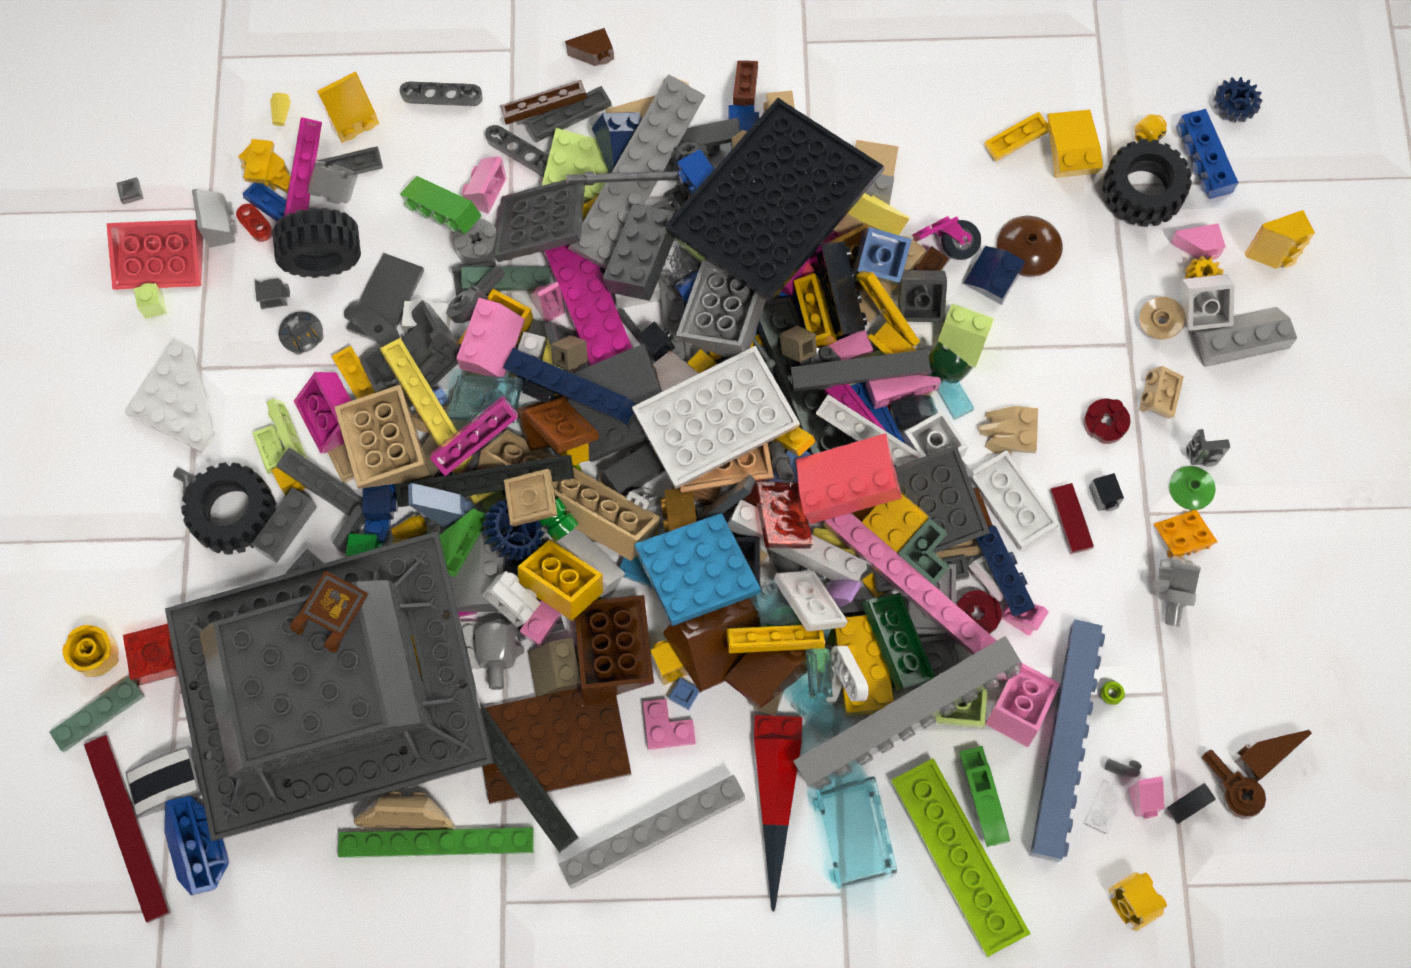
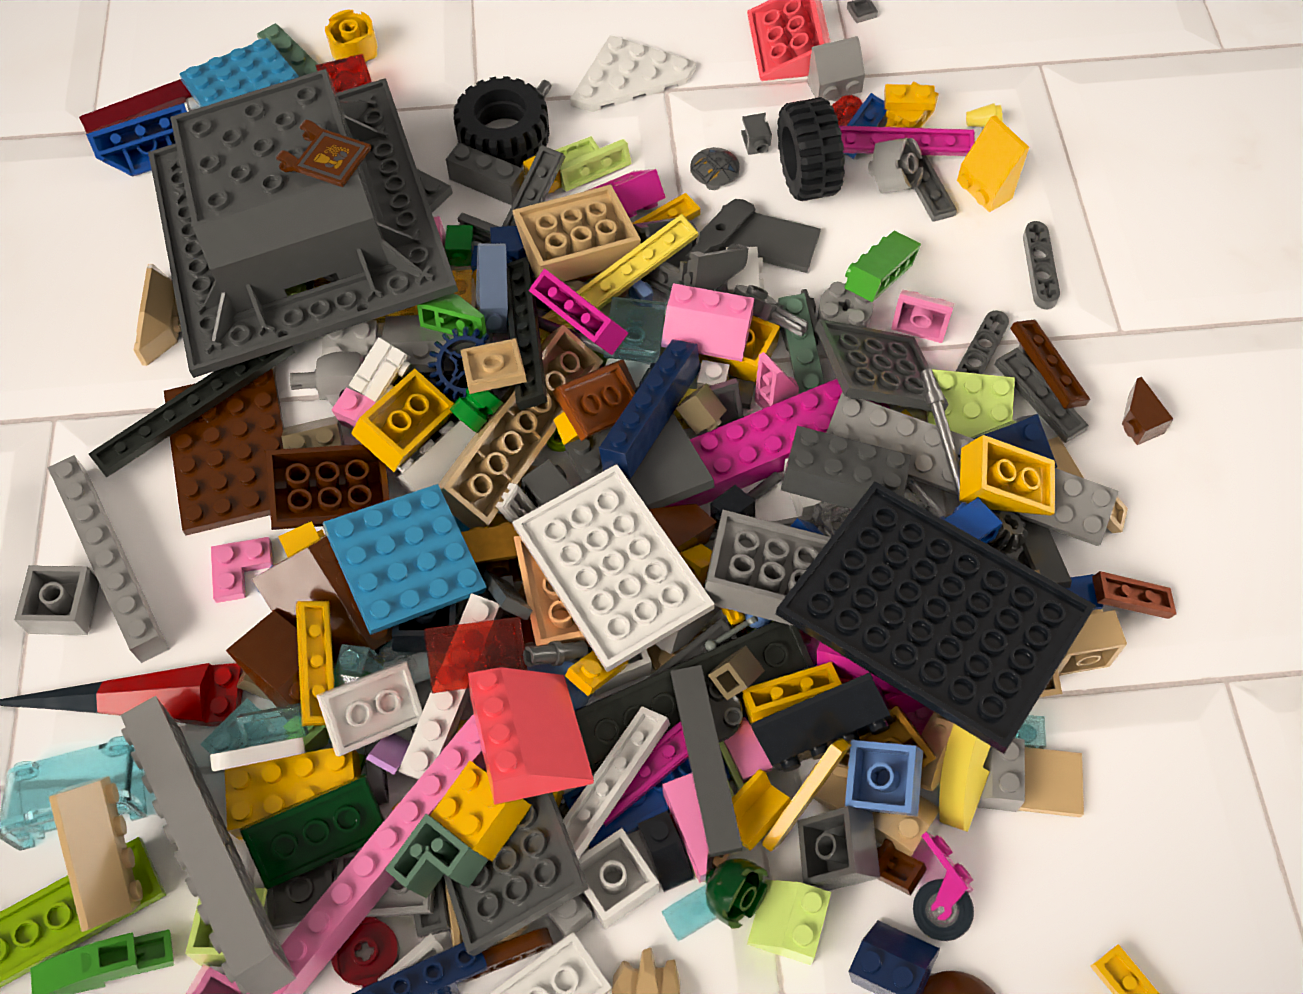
camera: 85 degrees right, 10 degrees down
(137, 752) = (237, 73): none -> dark azure plate
(150, 300) = (734, 36): yellowish green brick -> none
(436, 842) = (125, 366): bright green plate -> none
(658, 142) = (1007, 477): none -> yellow slope
(692, 864) = (57, 600): none -> light grey brick
(913, 788) = (96, 852): none -> tan slope

